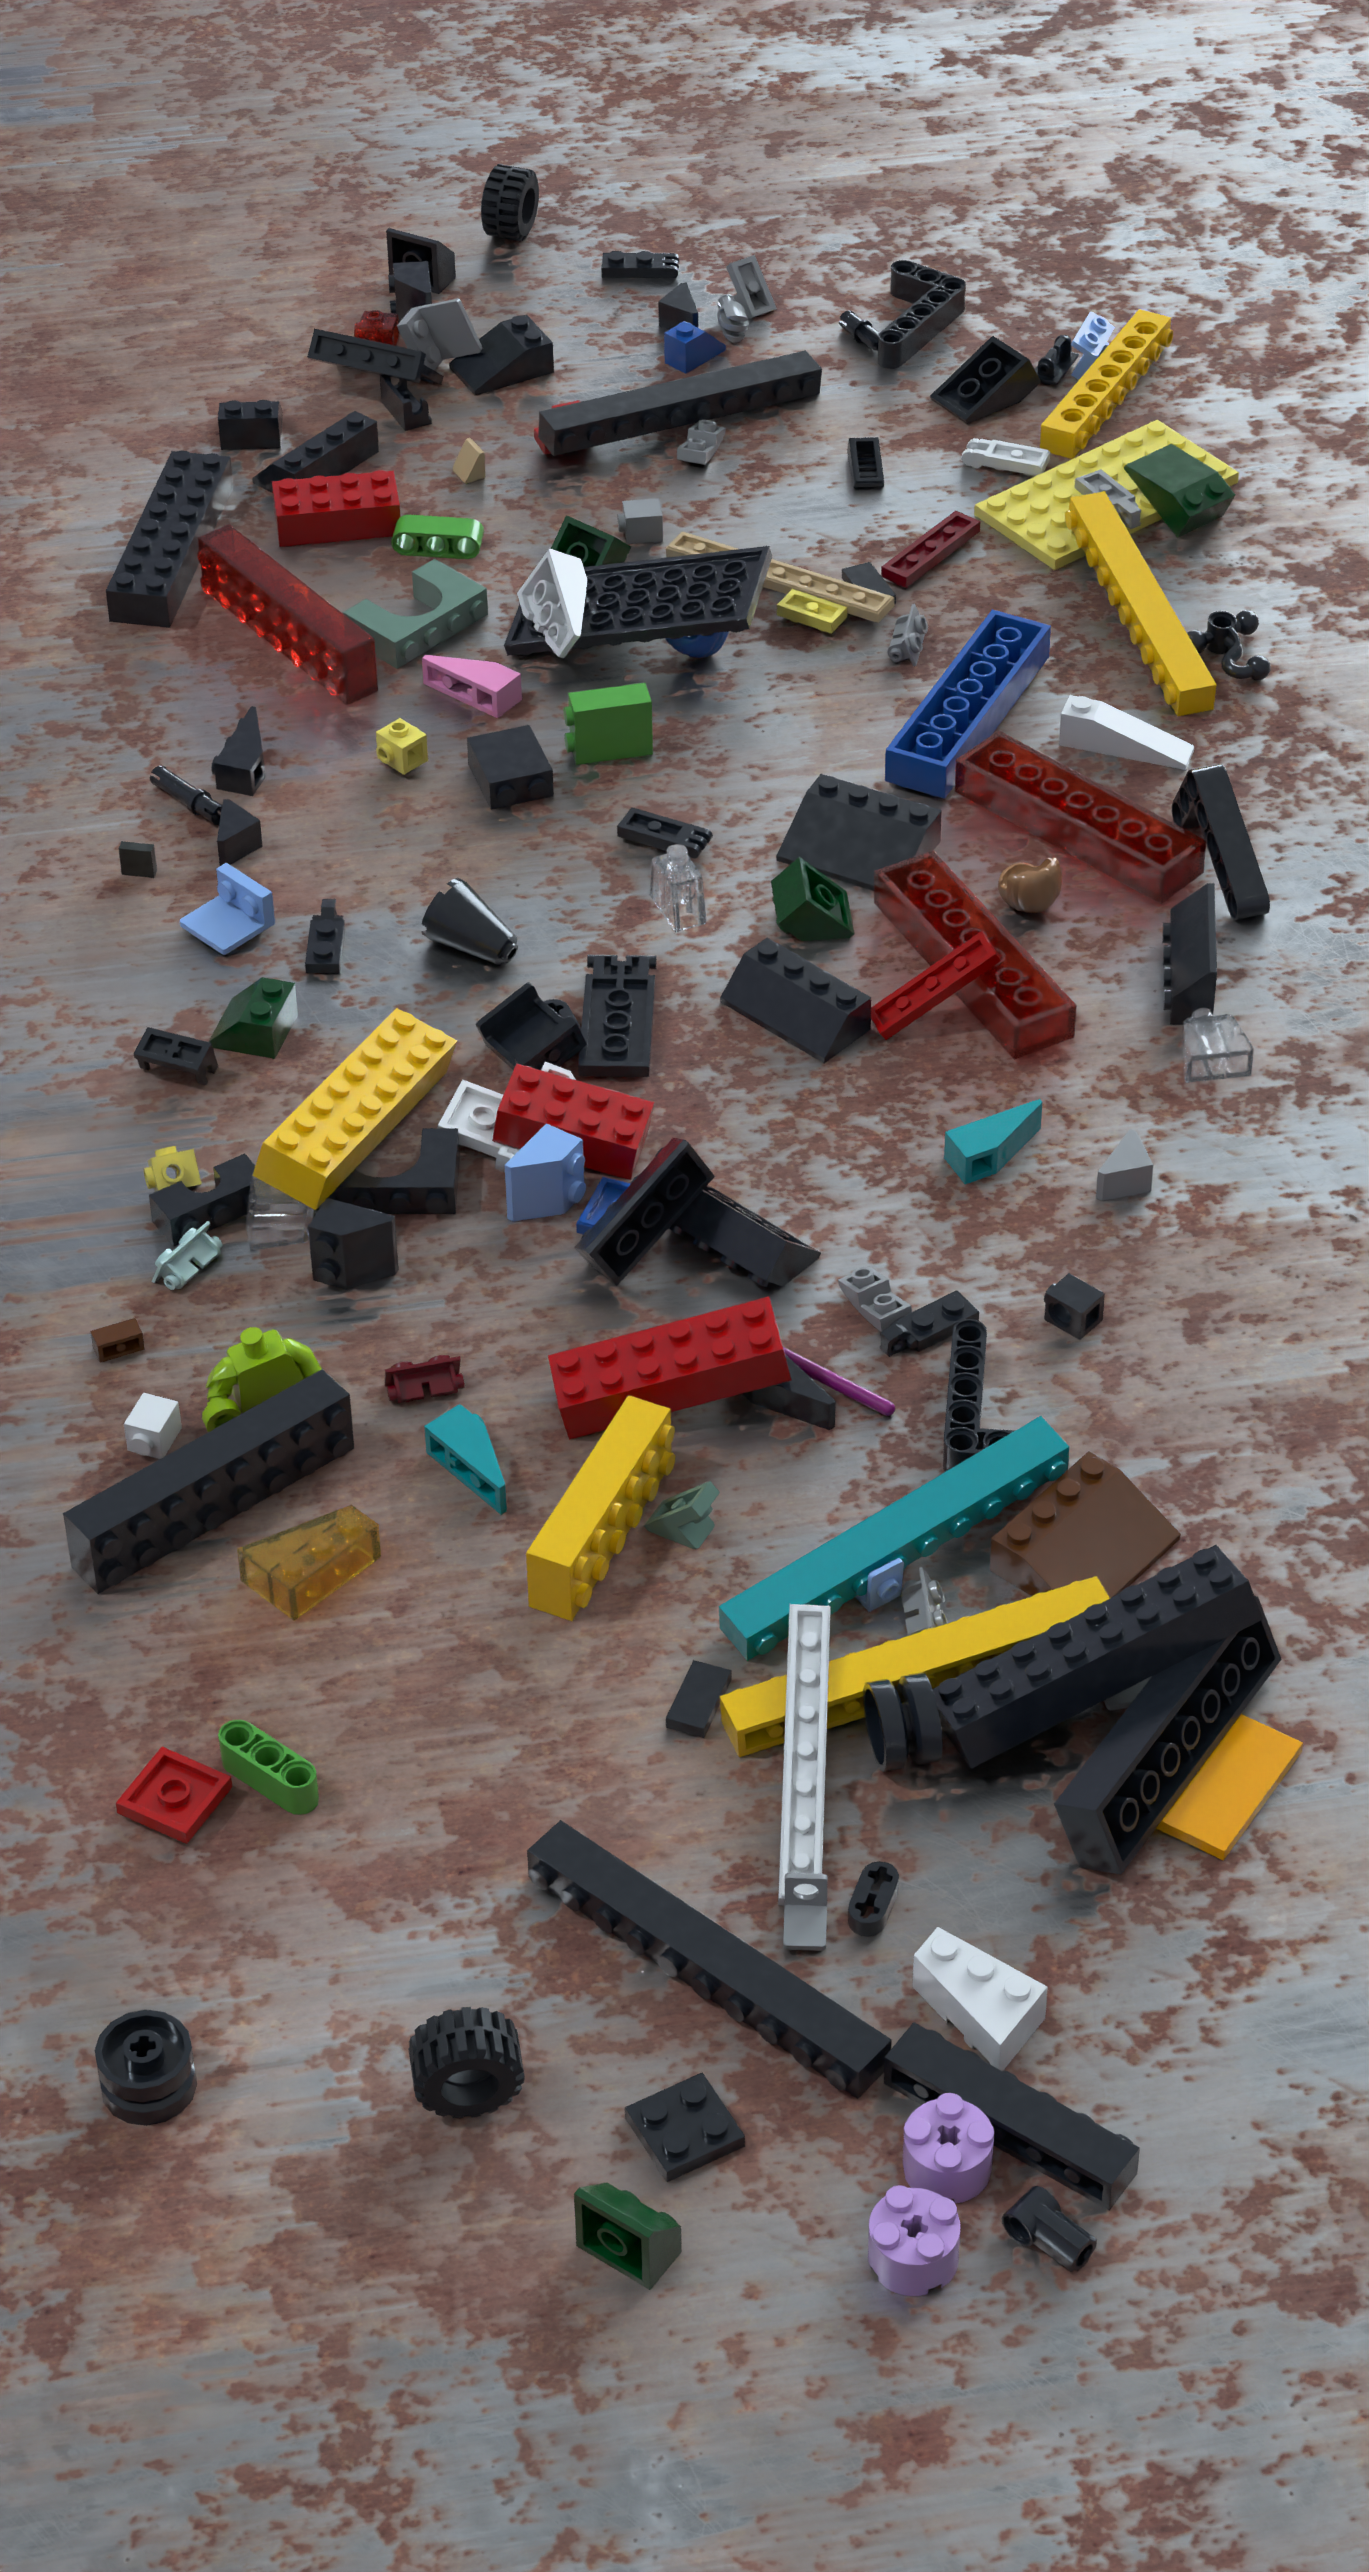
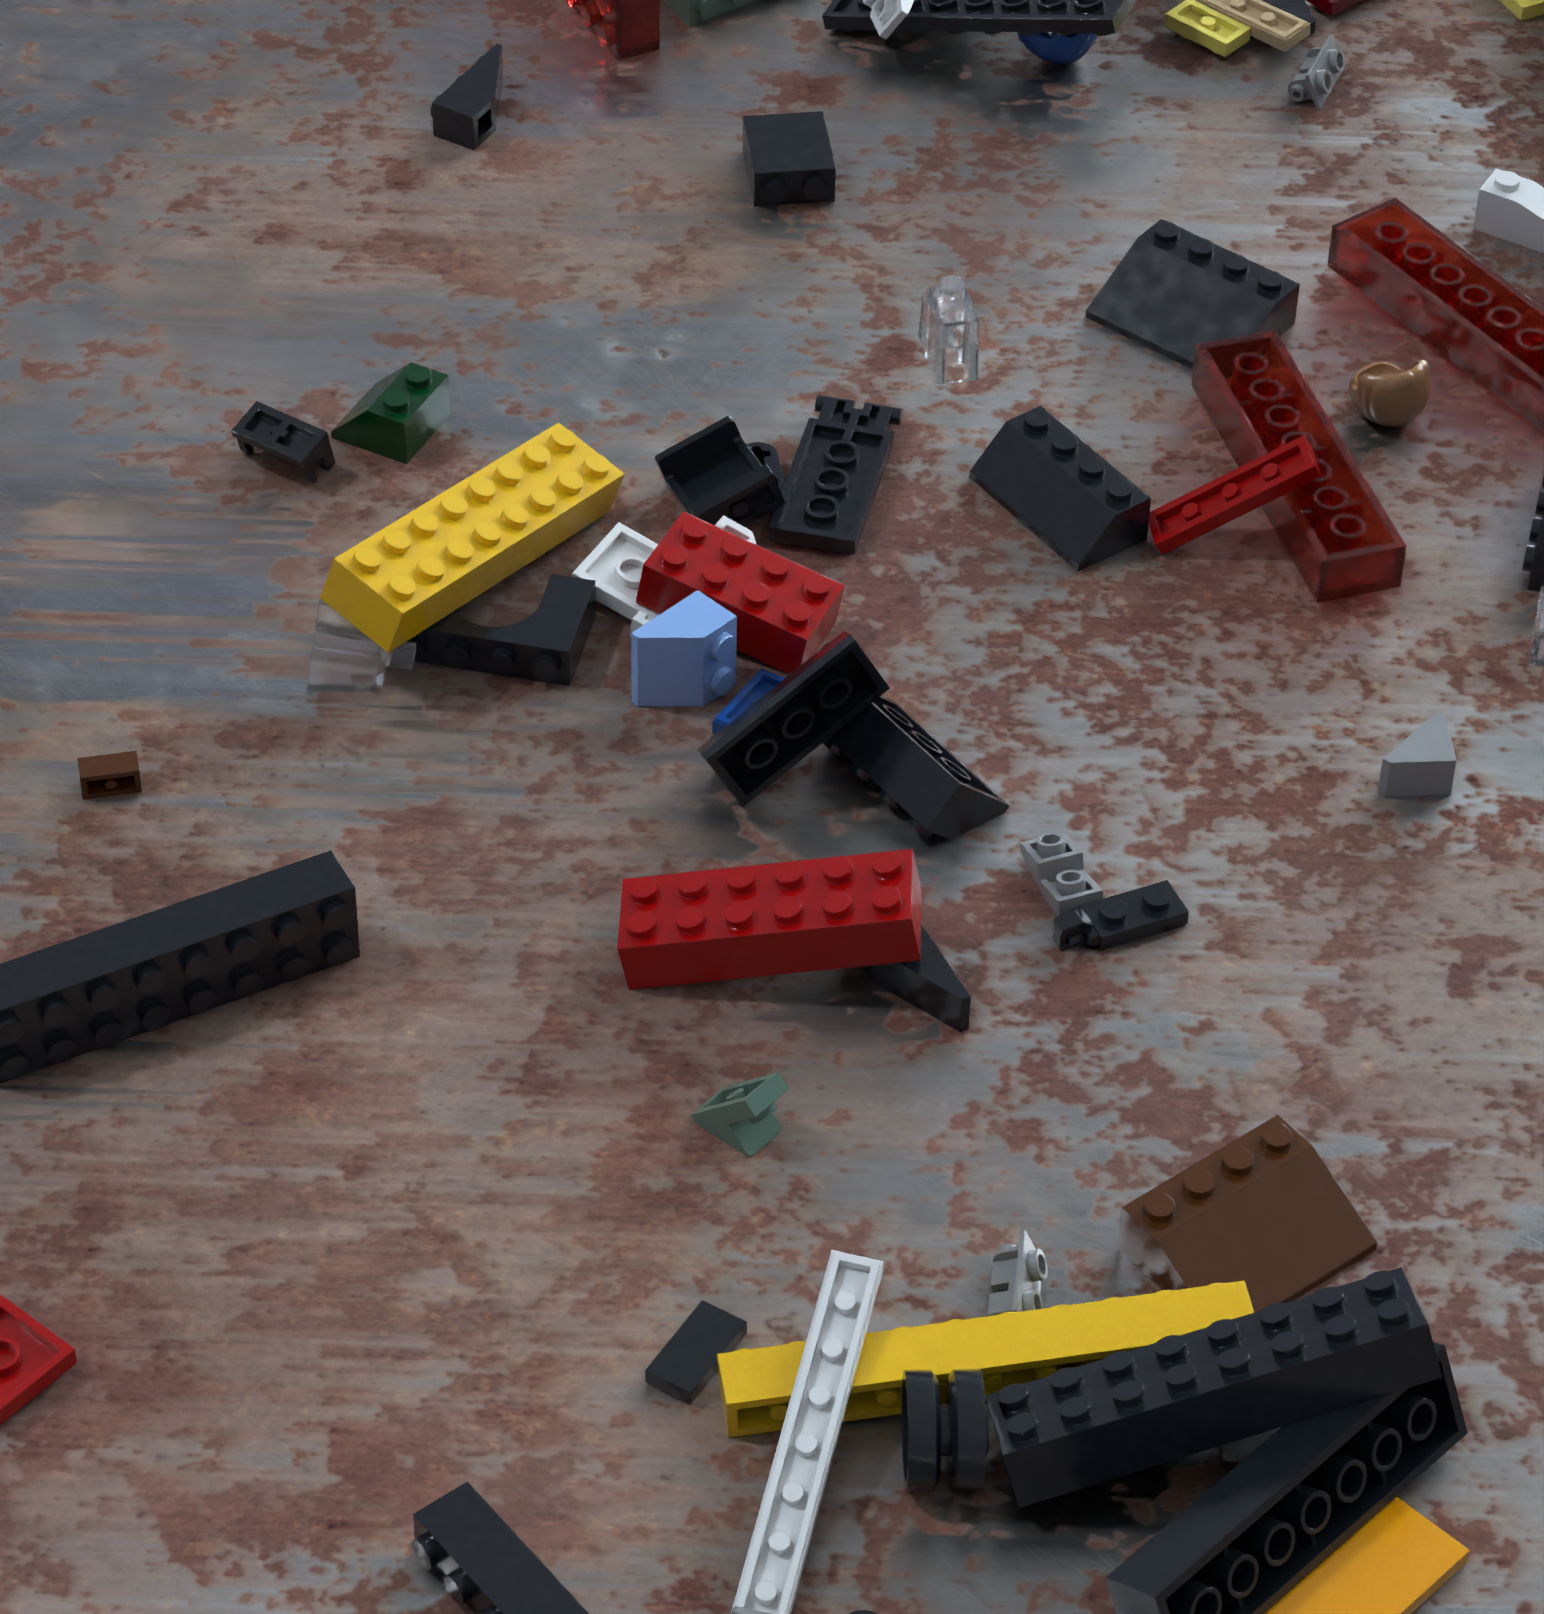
camera: 10 degrees right, 0 degrees up
(137, 859) = (311, 203): pearl dark grey tile -> none
(152, 1426) = (117, 887): white brick -> none
(179, 1209) = (241, 635): black arch -> none
(181, 1162) = (252, 587): light yellow brick -> none
(194, 1246) = (208, 693): light aqua hinge -> none
(197, 800) = (403, 144): black pin -> none
(233, 916) = (406, 287): light blue bracket -> none
(237, 833) = (437, 191): black slope -> none
(255, 1372) = (260, 837): lime torso -> none
(268, 1767) = (126, 1345): bright green beam -> none
(310, 1559) = (258, 1088): clear yellow wedge -> none
(325, 940) = (508, 331): black hinge -> none
(352, 1245) = (422, 703): black slope -> none
(401, 746) = (663, 115): light yellow brick -> none
(406, 1379) = (445, 880): dark red hinge -> none
(465, 1450) = (489, 979): teal slope -> none
(468, 925) = (681, 336): black cone -> none
(474, 682) = (774, 54): bright pink slope -> none
(600, 1508) = (633, 1084): yellow brick -> none
(609, 723) = (919, 123): bright green brick -> none
(663, 832) = (944, 257): black hinge -> none
(810, 904) = (1111, 374): dark green slope -> none
(842, 1384) = (986, 973): magenta piece -> none
(883, 1585) = (969, 1241): light blue bracket -> none
(902, 1530) = (1003, 1182): teal brick -> none
(965, 1396) = (1127, 1081): black beam -> none
(967, 702) = (1368, 159): blue brick -> none
(991, 1142) = (1258, 701): teal slope -> none
(1074, 1306) = (1311, 924): black brick -> none

